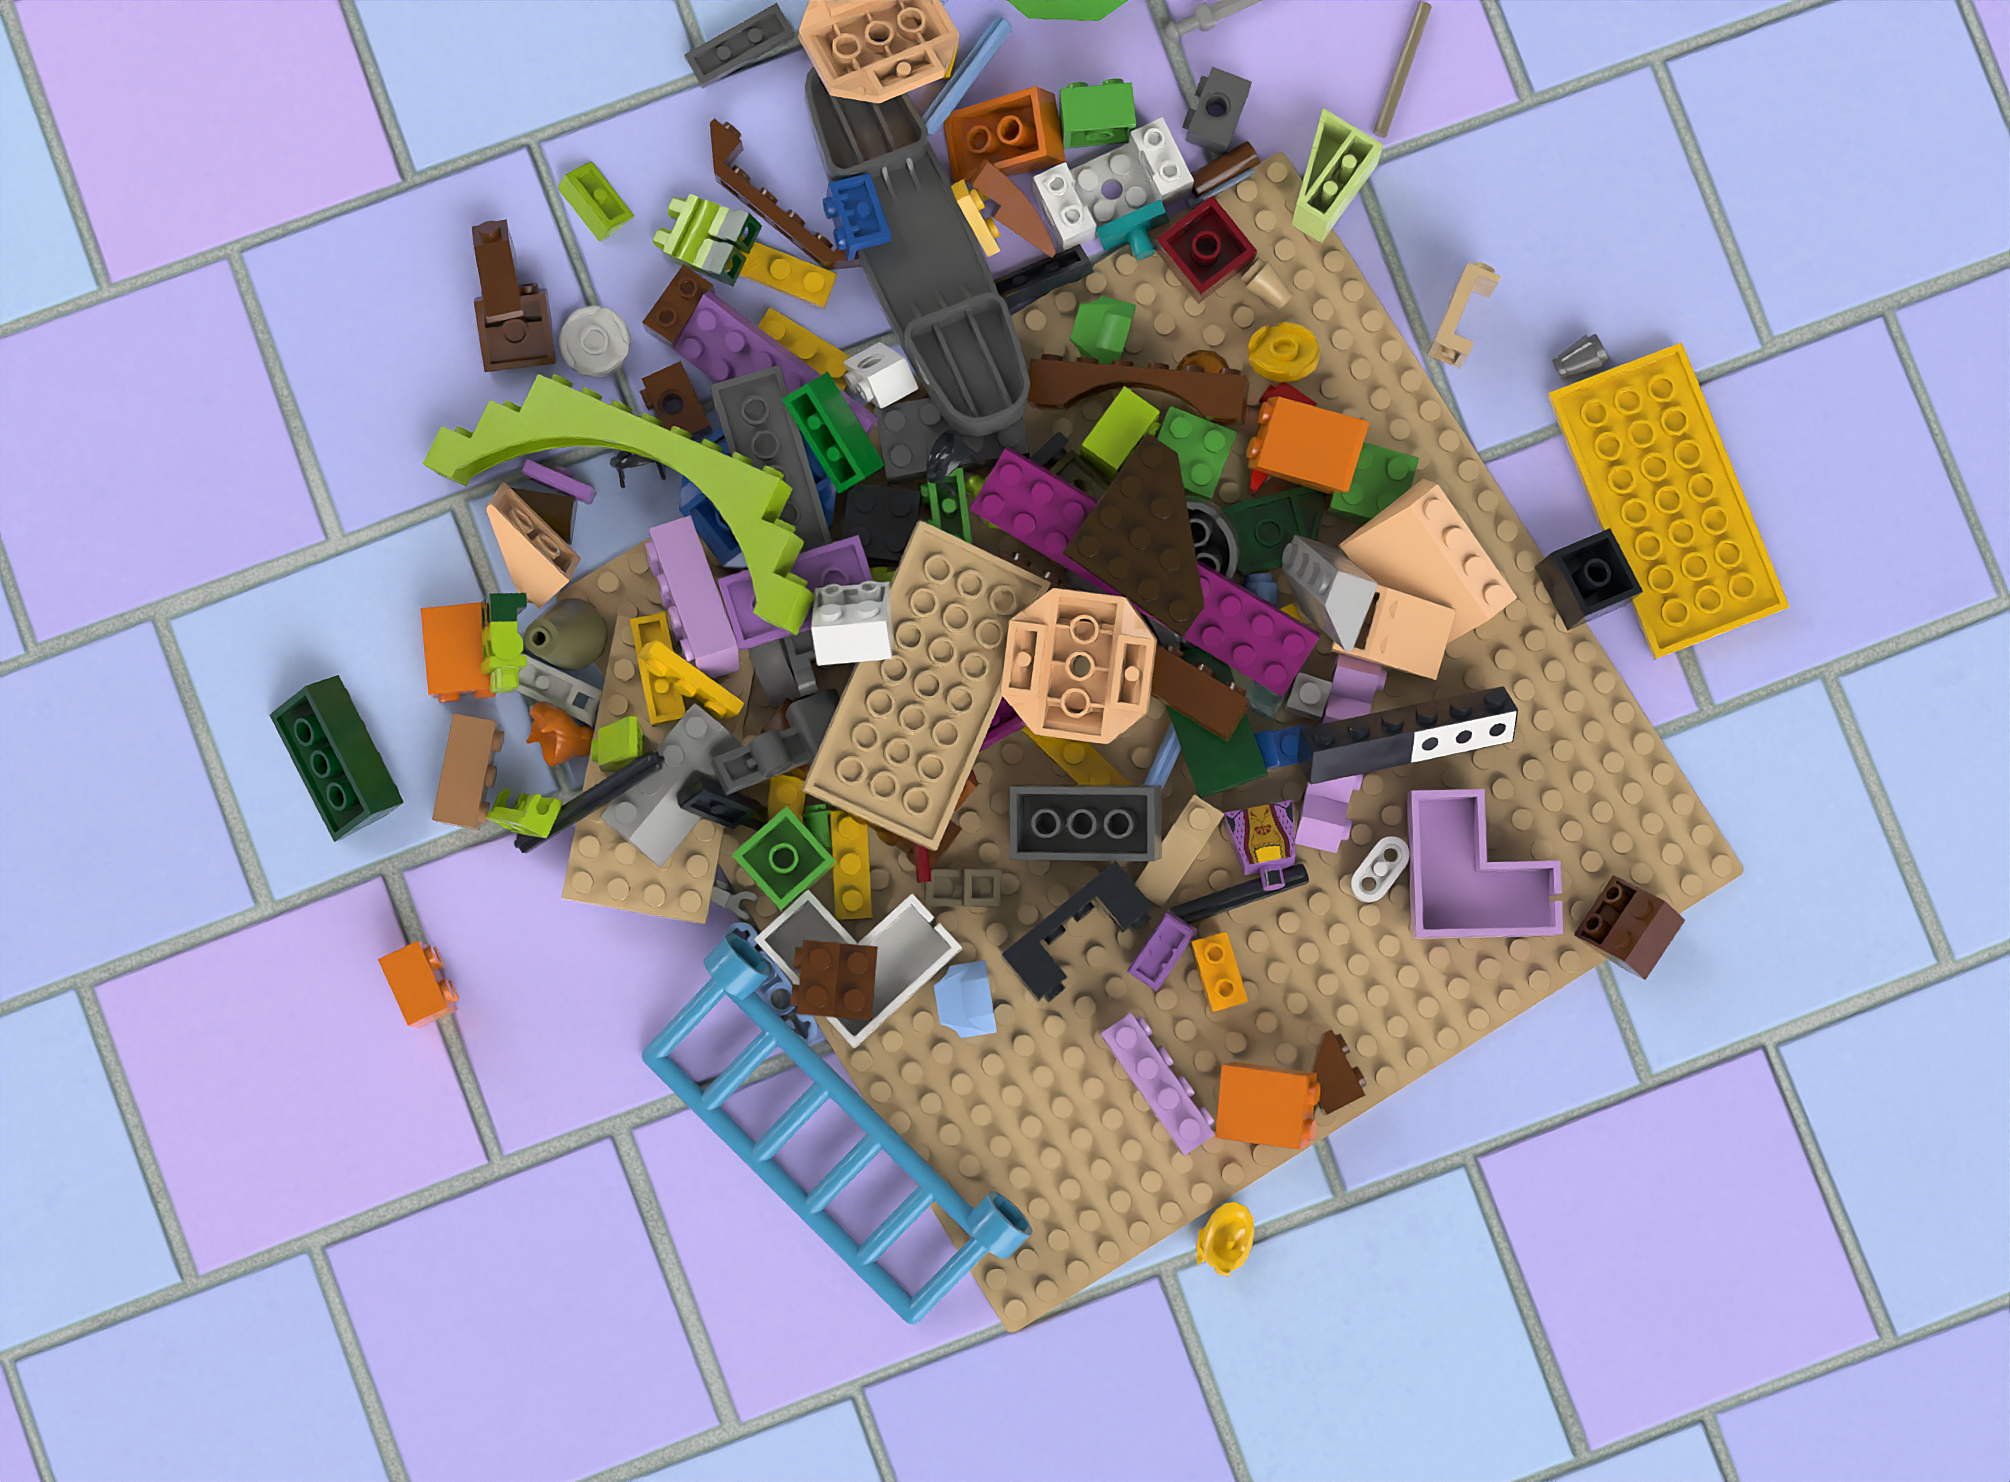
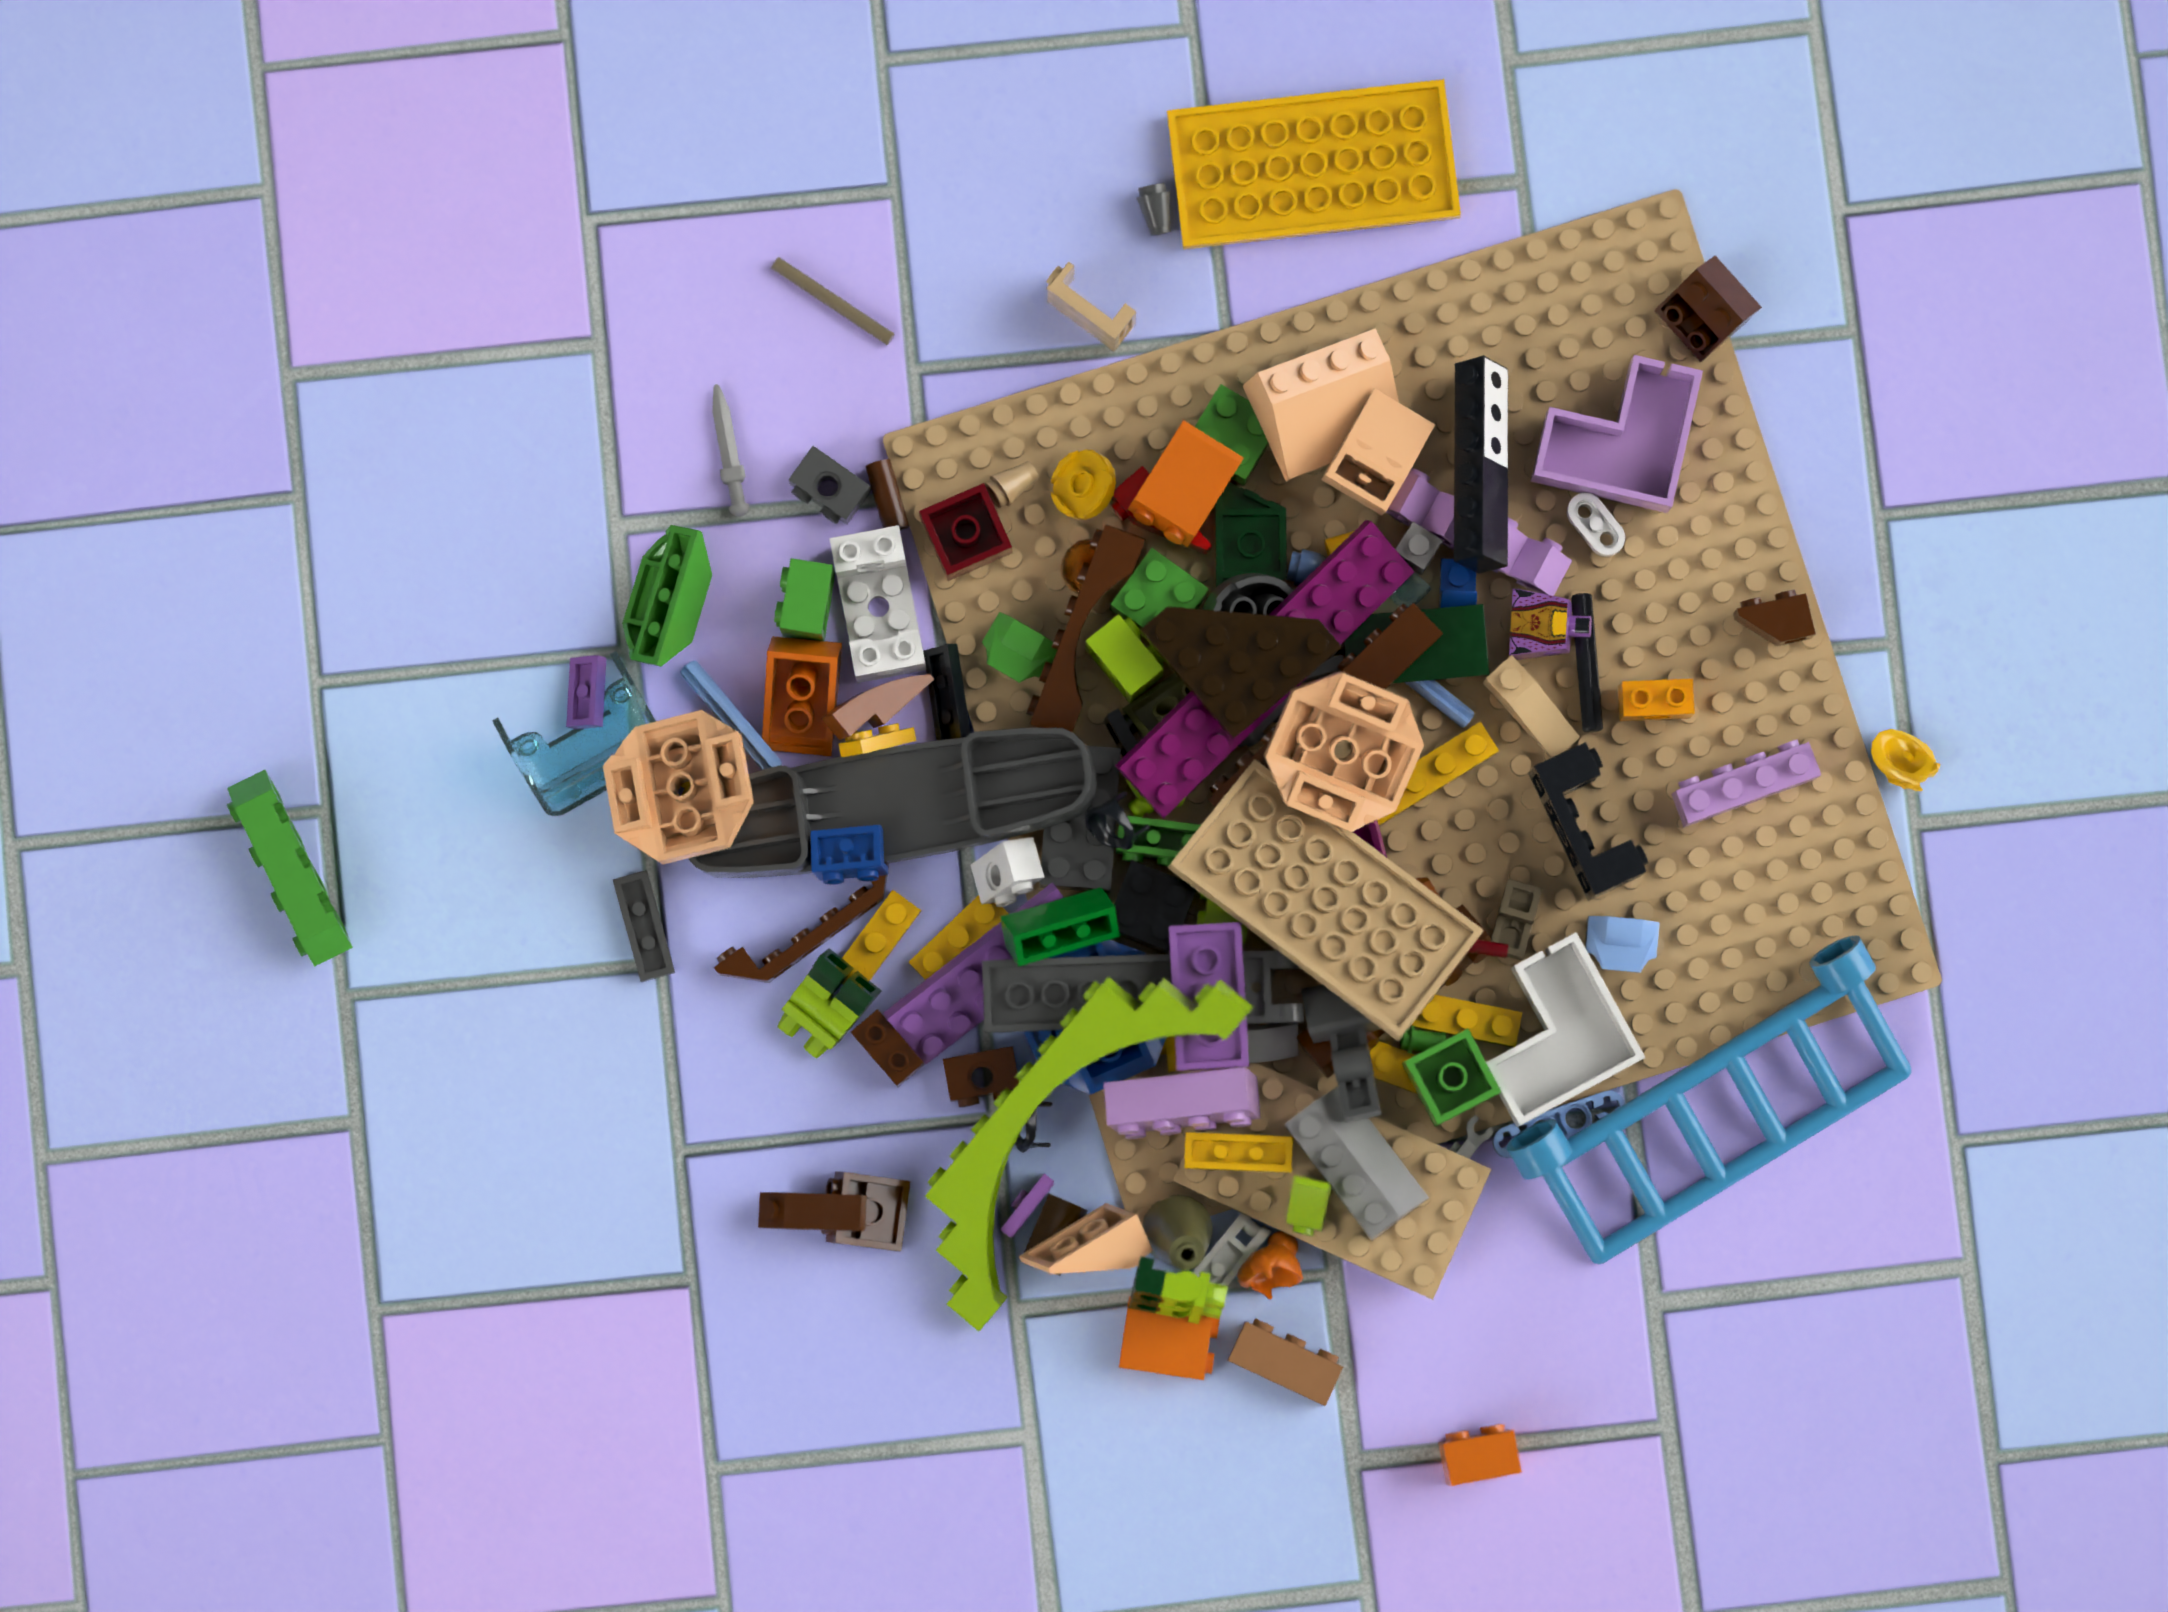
camera: 75 degrees left, 0 degrees up
(336, 757) = (1240, 1485): dark green slope -> none
(529, 816) = (1342, 1314): lime hinge -> none
(594, 341) = (896, 1138): white tile -> none
(595, 200) = (758, 1104): lime slope -> none
(597, 797) = (1352, 1247): black axle -> none
(690, 680) = (1261, 1123): yellow plate -> none
(730, 810) = (1383, 1130): black hinge -> none
(835, 980) = (1579, 1057): reddish brown plate -> none
(852, 623) = (1255, 950): white slope -> none
(1085, 822) = (1486, 786): dark grey brick -> none
(1134, 229) = (926, 594): teal tile -> none
(1162, 950) = (1622, 747): medium lavender plate -> none
(1193, 203) = (913, 533): sand blue piece -> none
(1267, 1105) = (1793, 686): orange brick -> none
(1328, 588) = (1328, 499): light grey slope -> none
(1334, 174) = (921, 393): yellowish green wedge -> none
(1588, 579) = (1372, 257): black brick -> none

